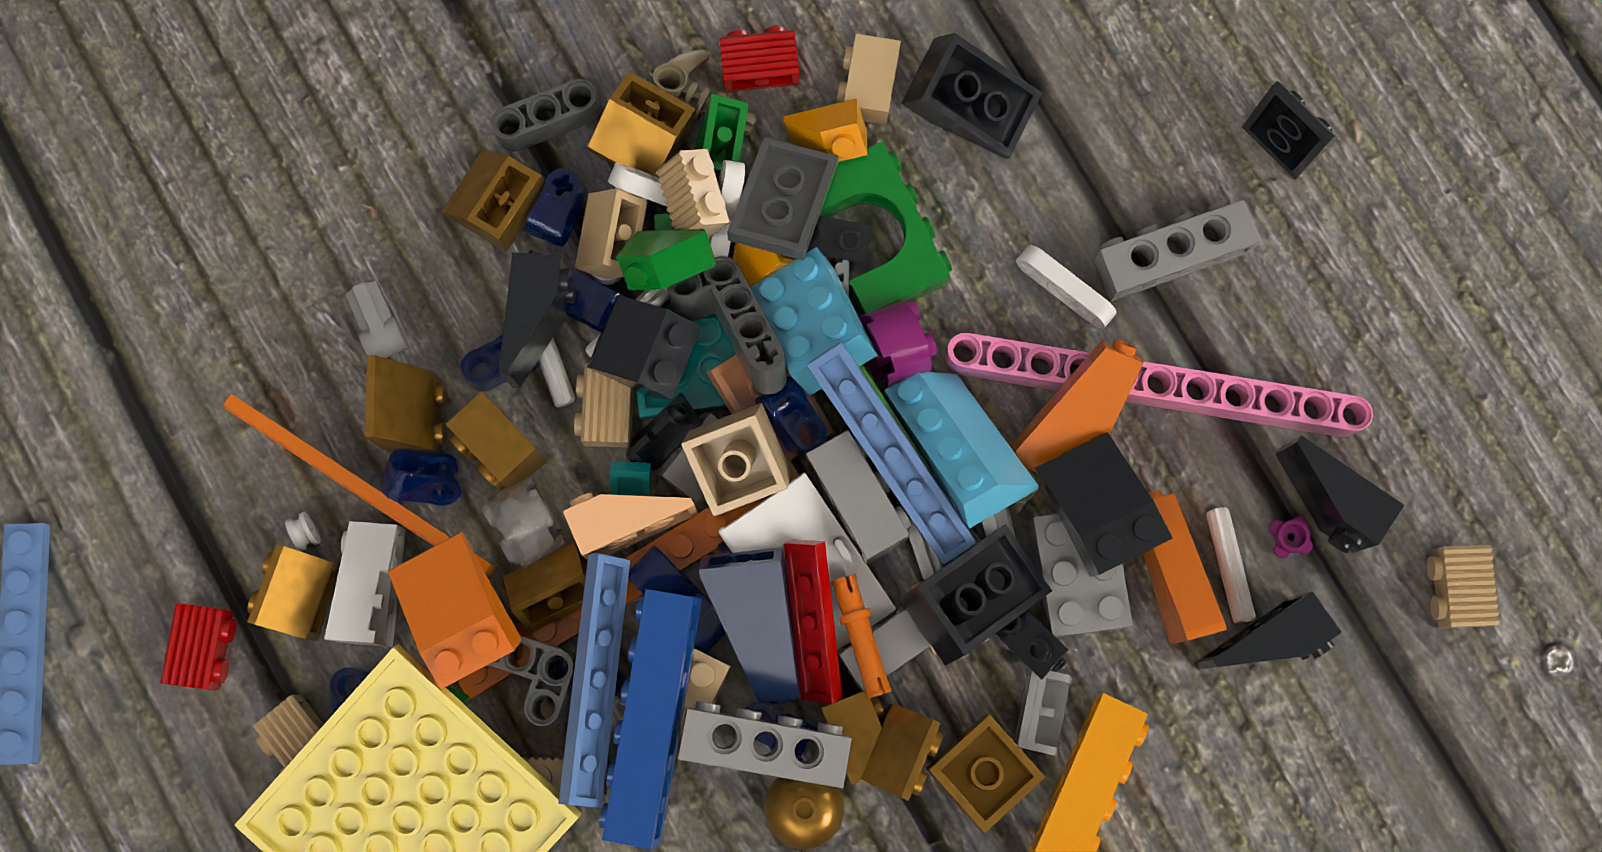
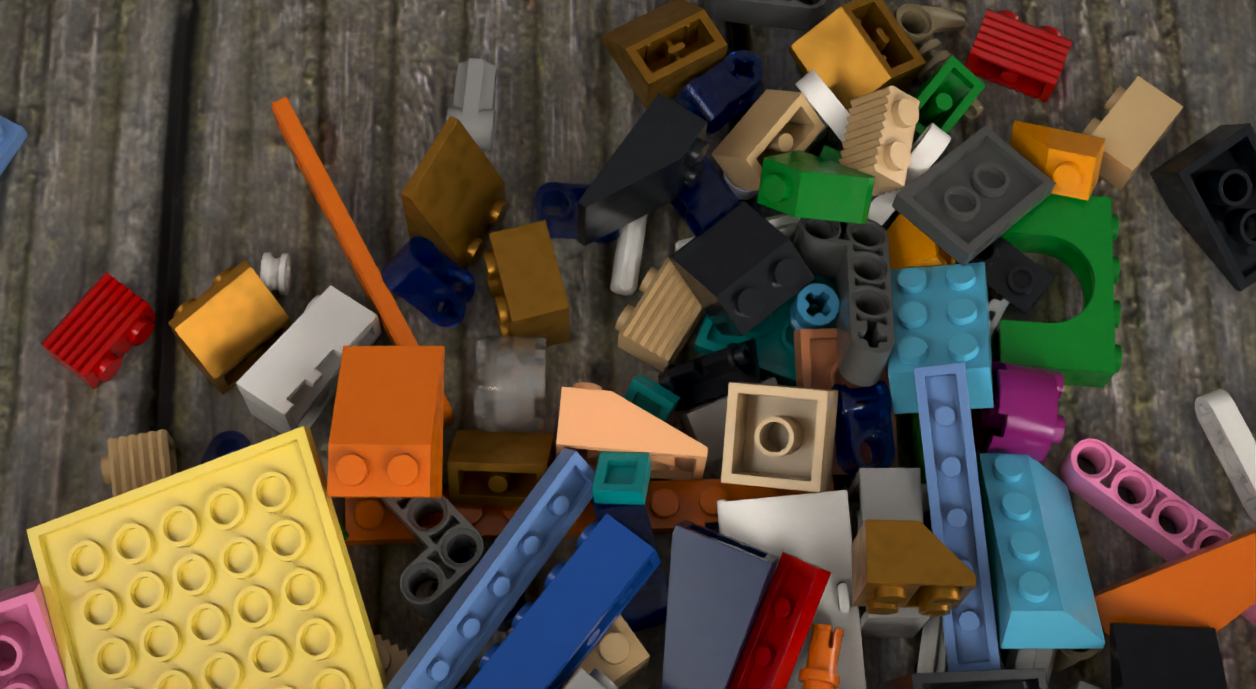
camera: 25 degrees right, 10 degrees down
(642, 553) = (622, 478): none -> teal plate
(723, 342) = (815, 294): none -> dark azure bush
(873, 515) = (906, 568): none -> pearl gold slope

